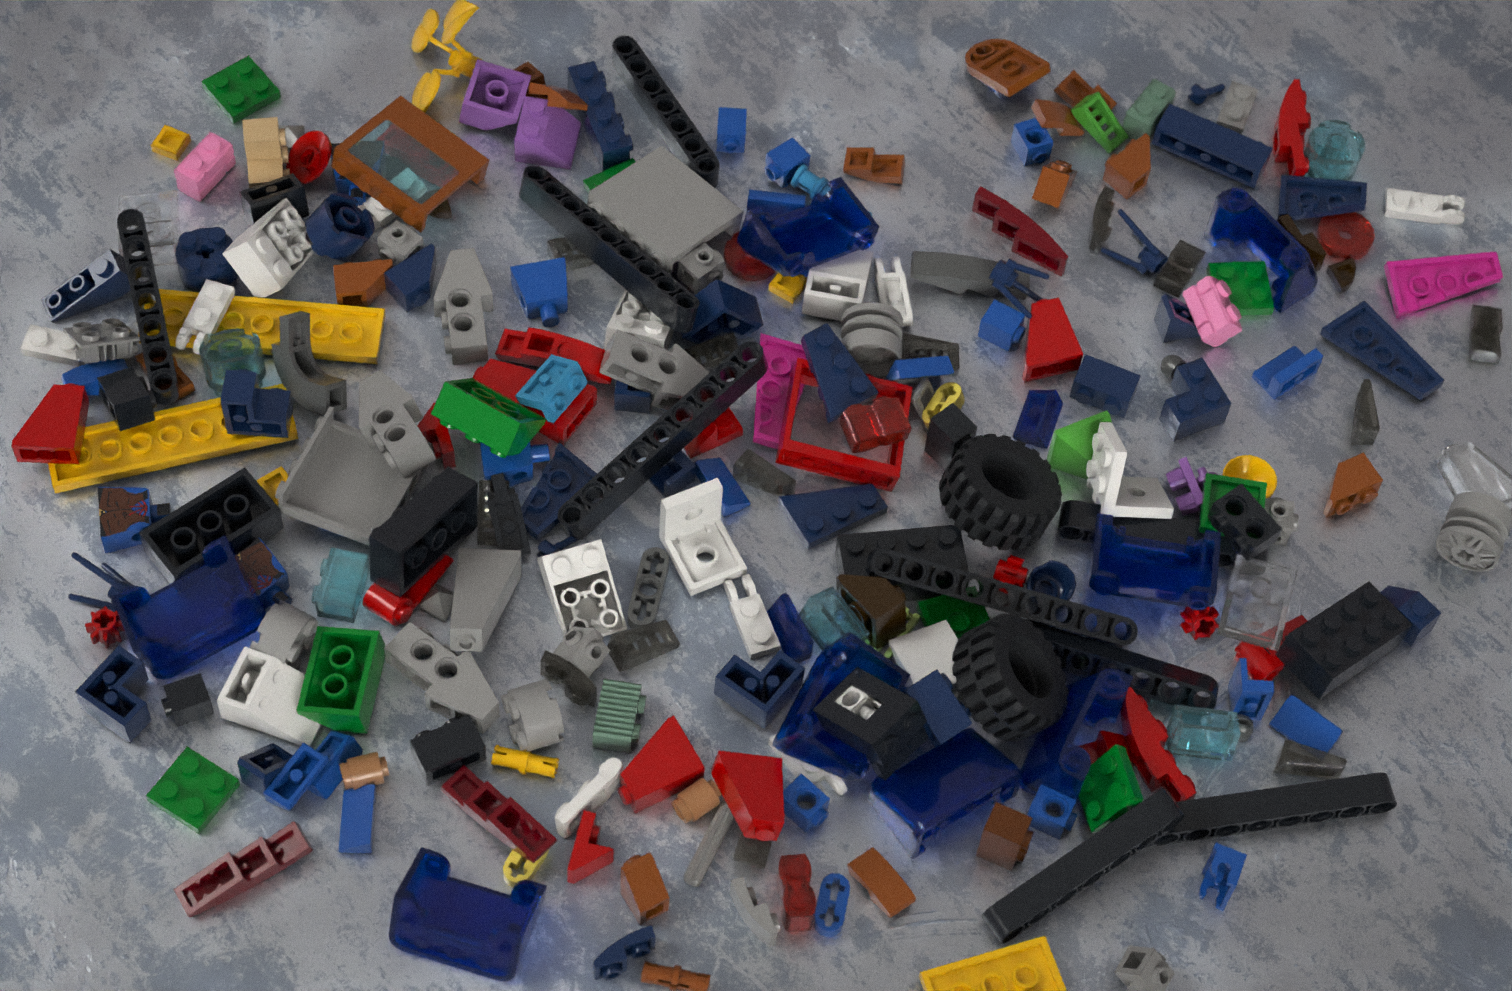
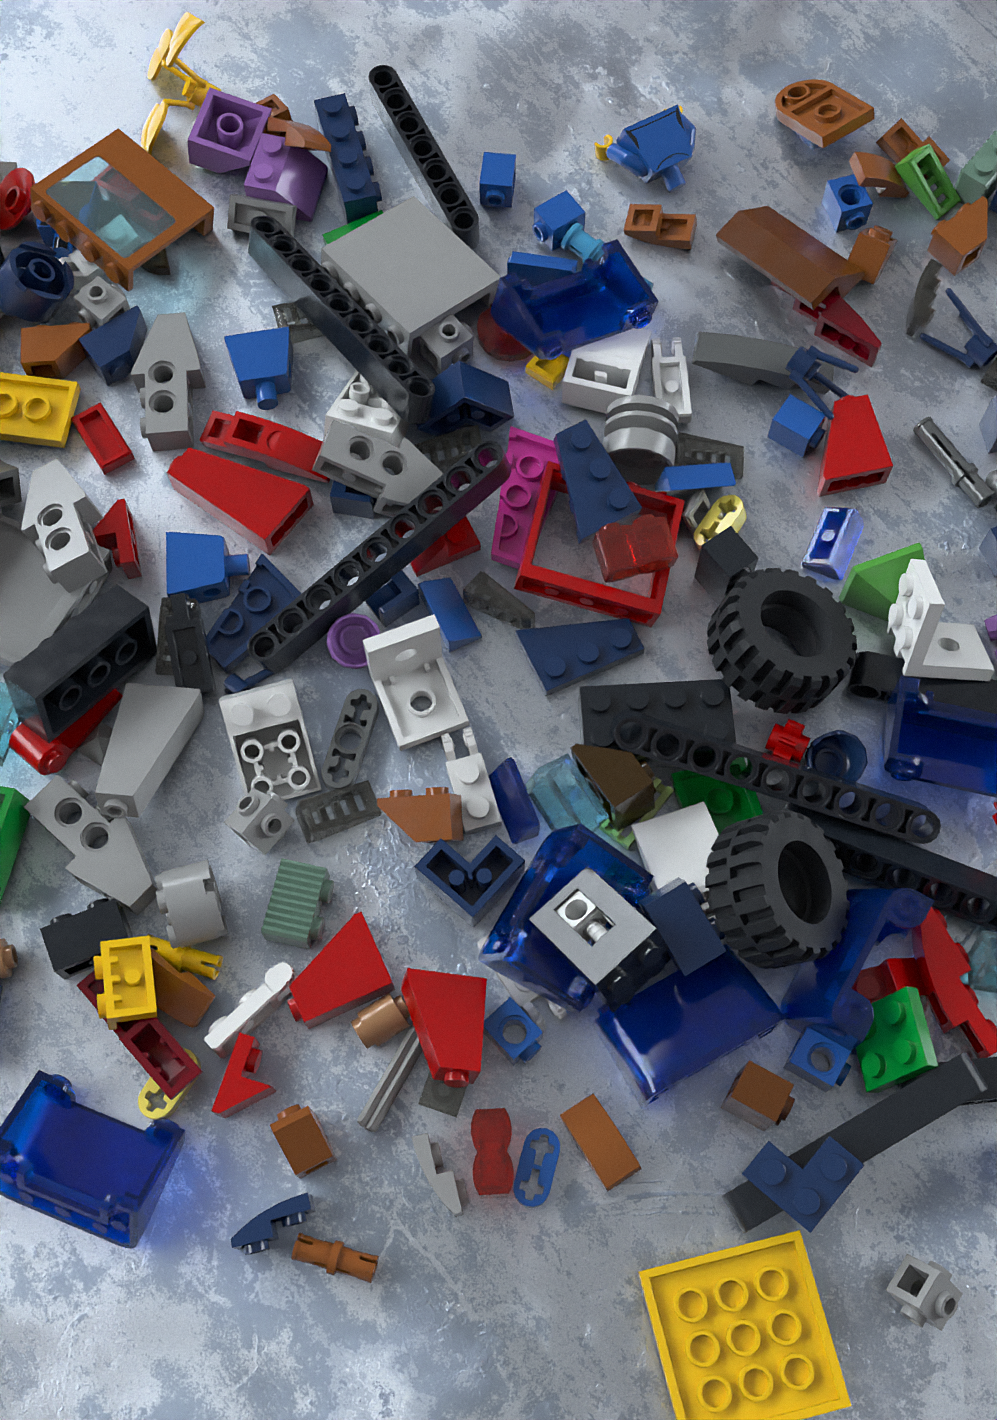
camera: 10 degrees right, 10 degrees up
(409, 355) = (102, 438): none -> red tile
(486, 416) = (173, 520): green slope -> none
(488, 772) = (127, 980): none -> yellow bracket
(515, 161) = (245, 208): none -> light grey plate
(520, 783) = (179, 993): none -> dark orange slope
(553, 387) = (256, 487): dark azure bracket -> none
(577, 685) = (248, 861): clear smoke slope -> none
(642, 509) = (347, 637): none -> medium lavender hair
(718, 640) = (426, 816): none -> dark orange slope
(864, 100) = (653, 147): none -> blue torso
(985, 186) = (788, 255): none -> reddish brown slope
(1047, 894) = (808, 1191): none -> dark blue brick
(1104, 386) = (916, 506): dark blue brick -> none
(1142, 359) = (962, 473): none -> dark grey pin

